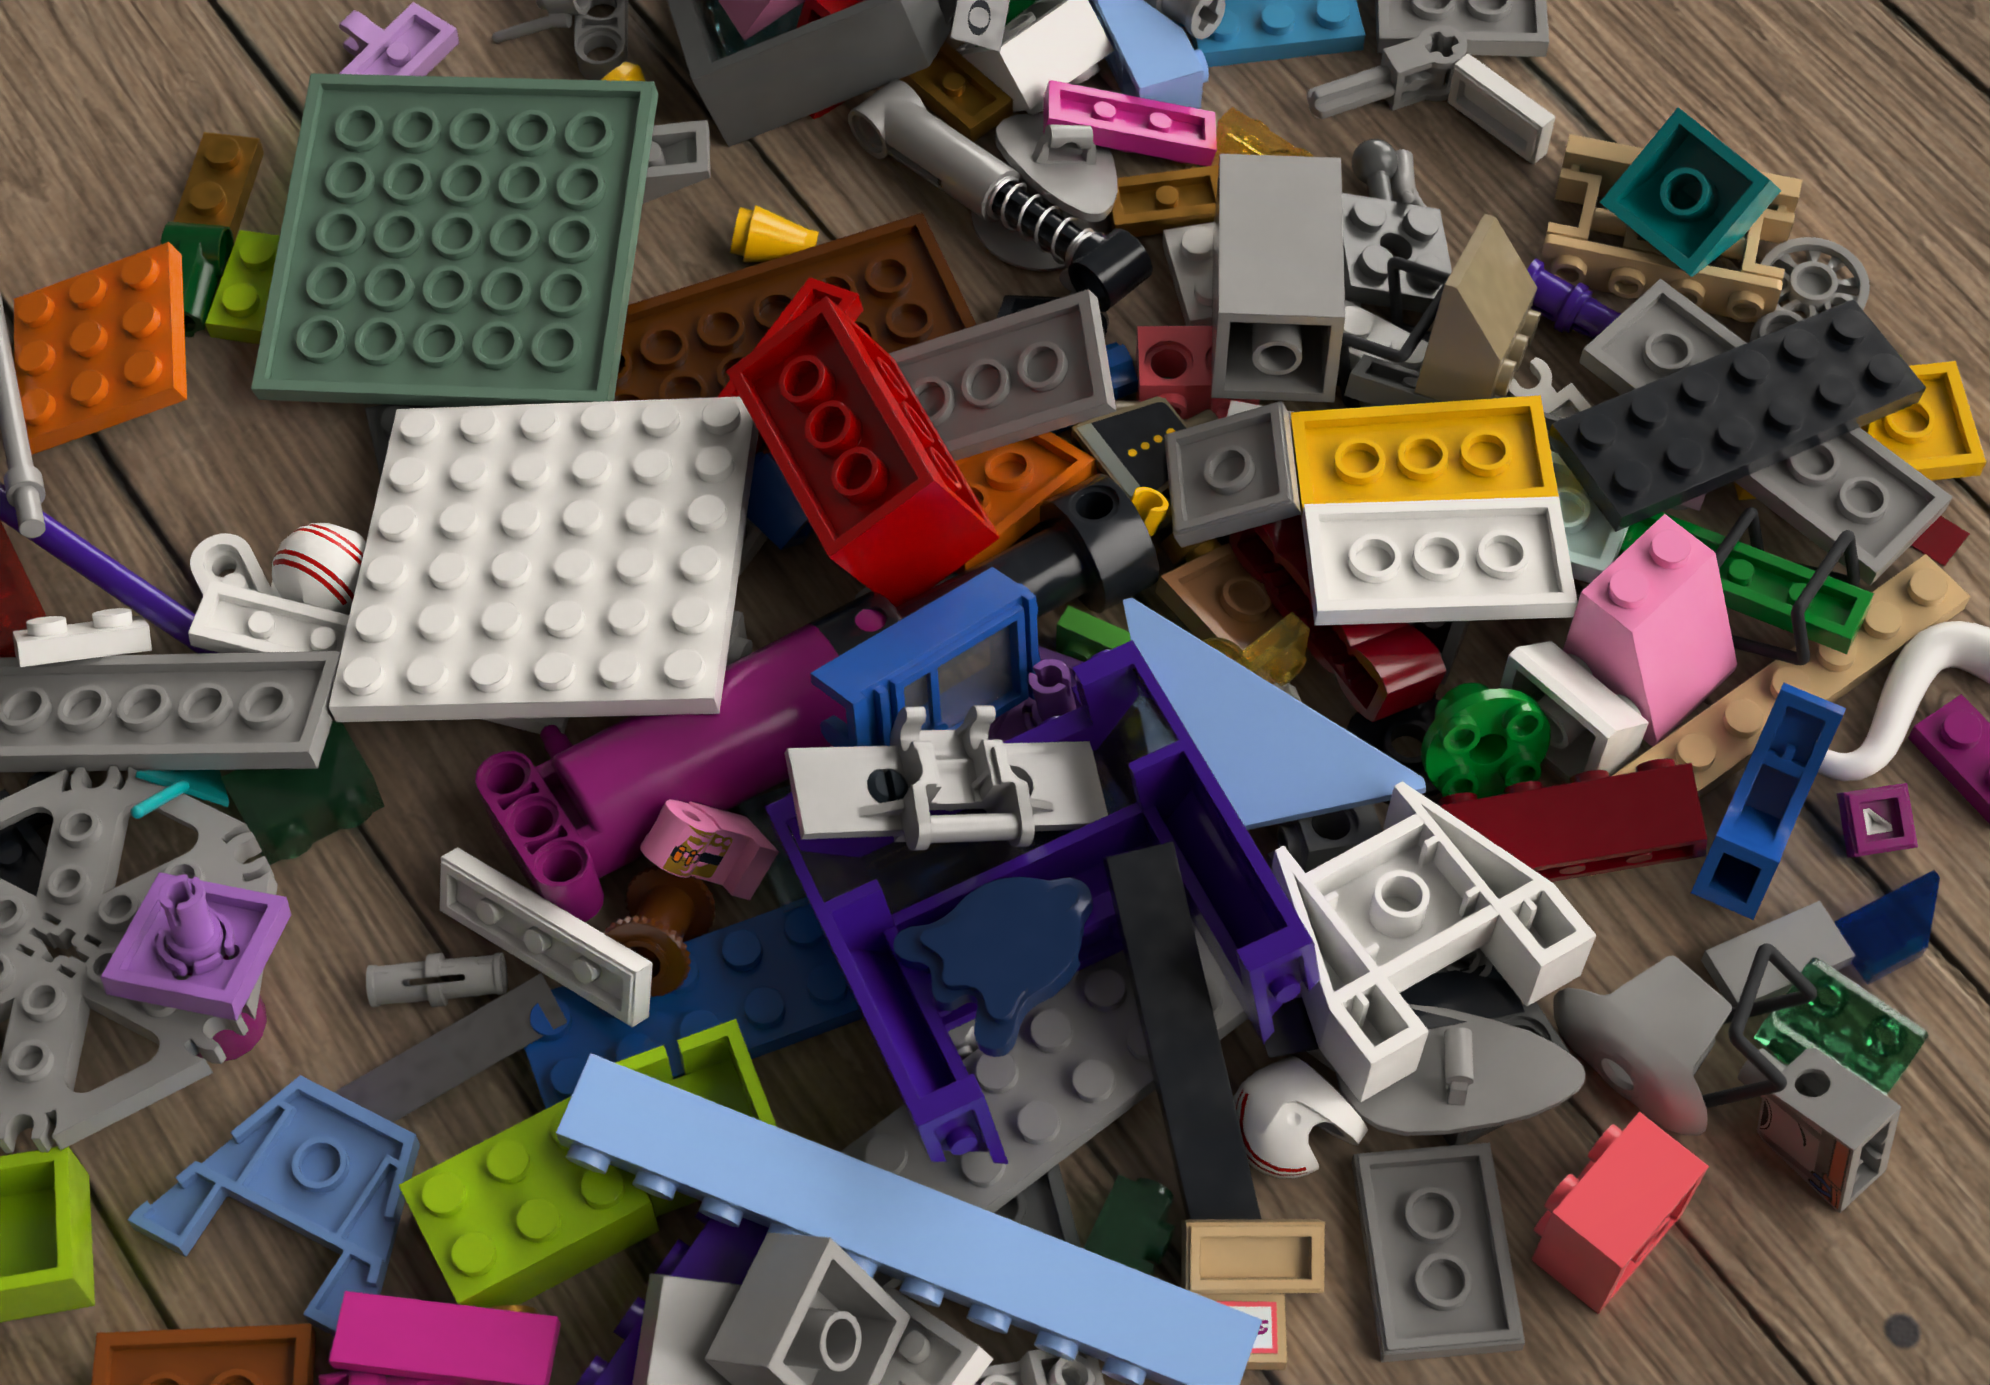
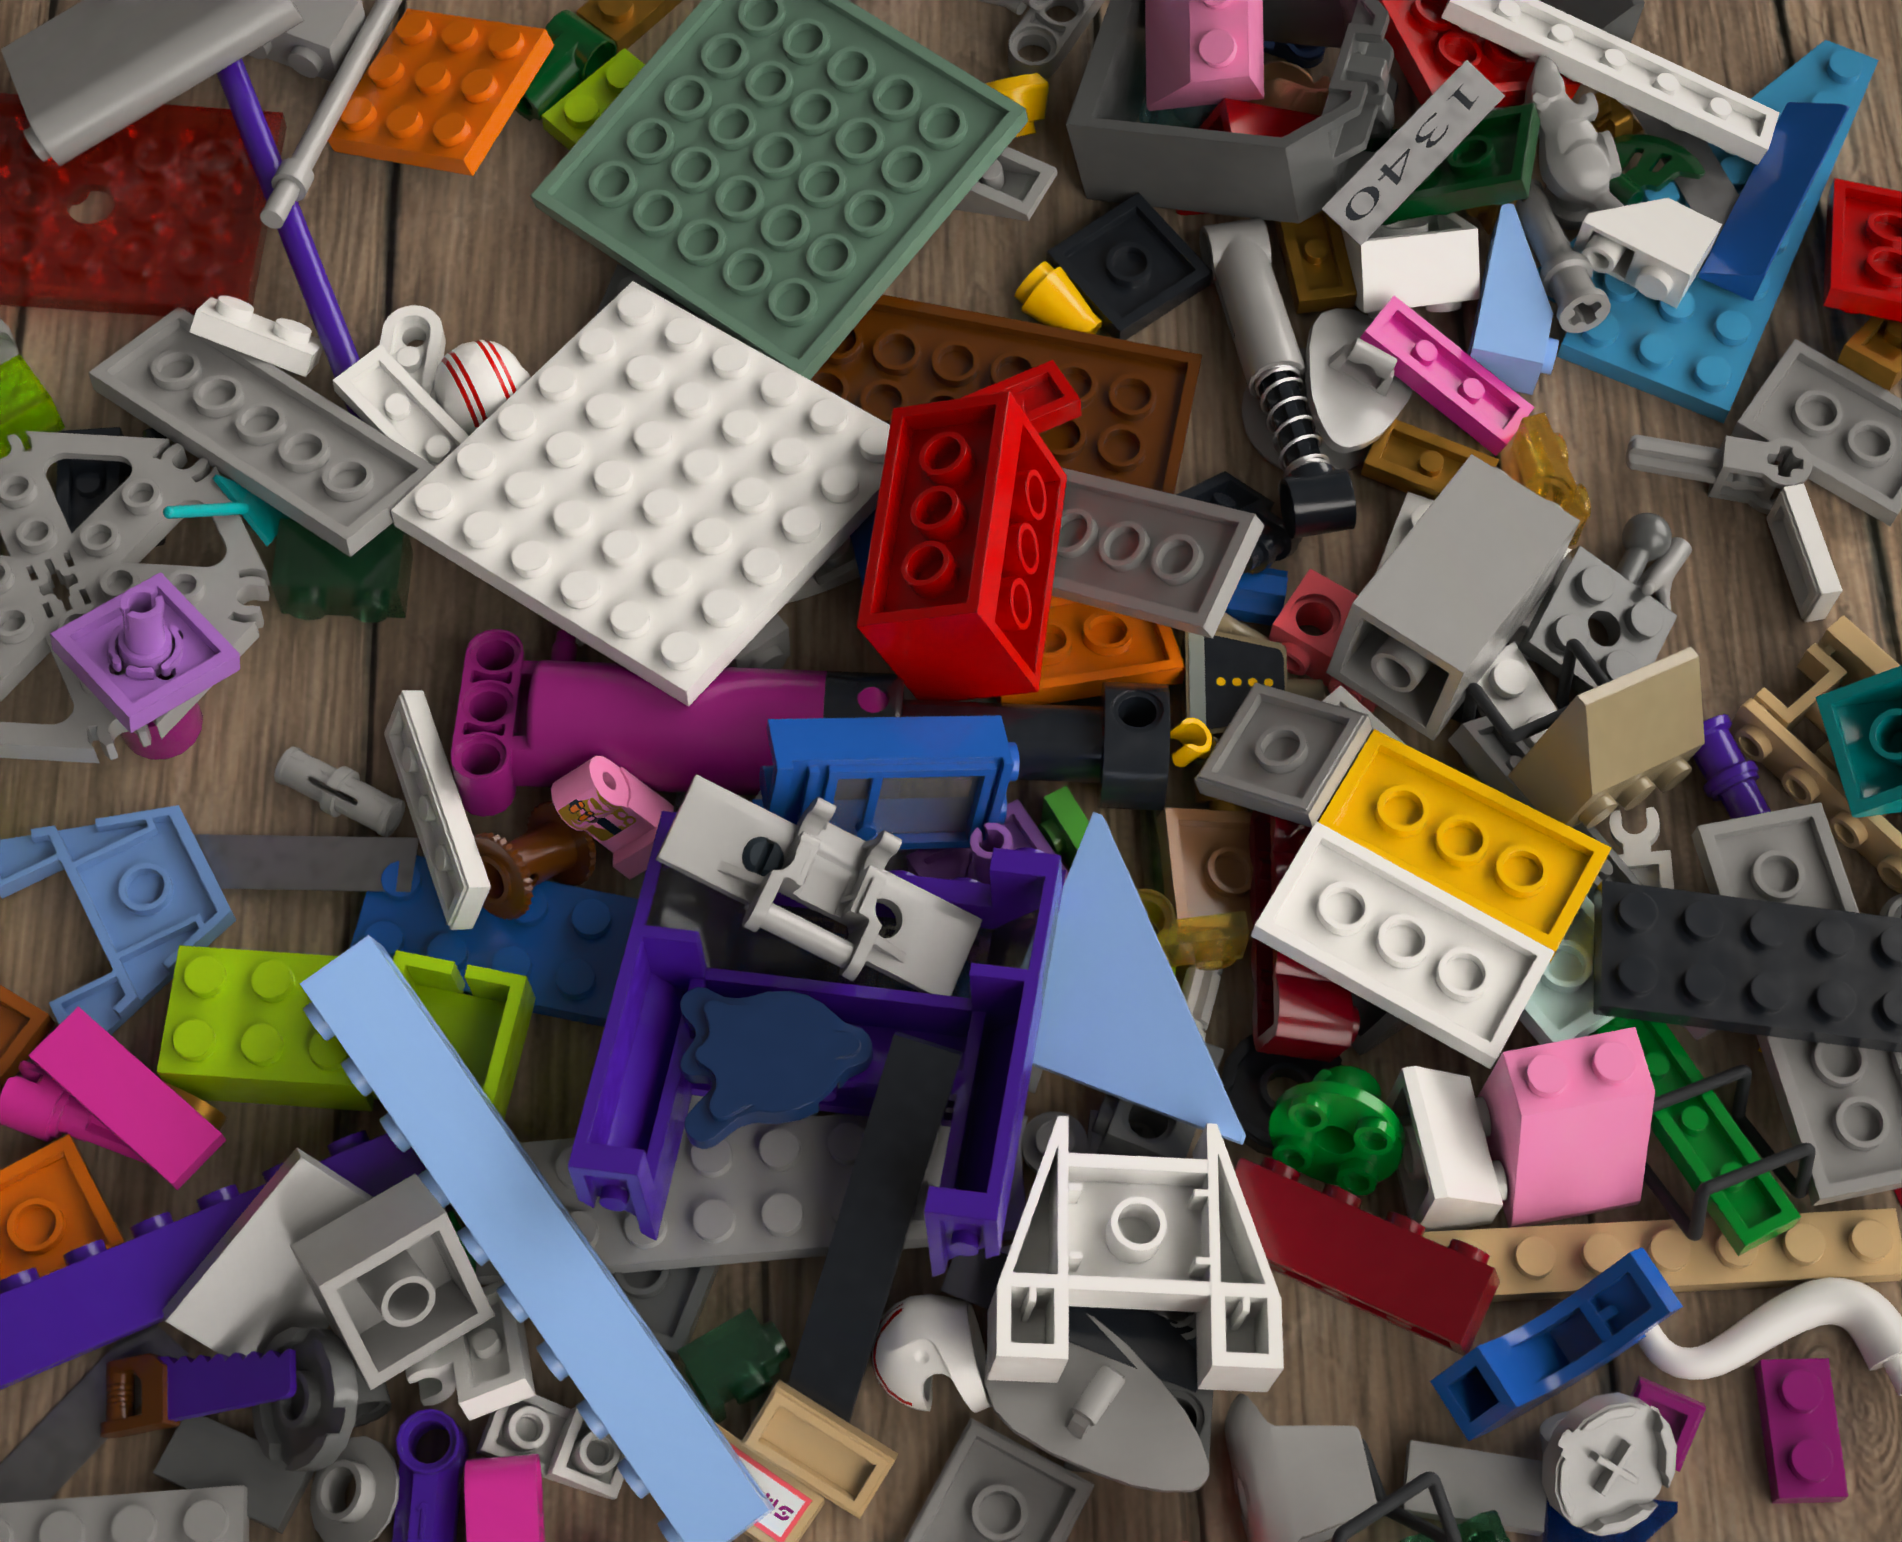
camera: 30 degrees right, 5 degrees up
(811, 176) = (1130, 267): none -> black plate
(1866, 866) = (1606, 1462): none -> light grey tile

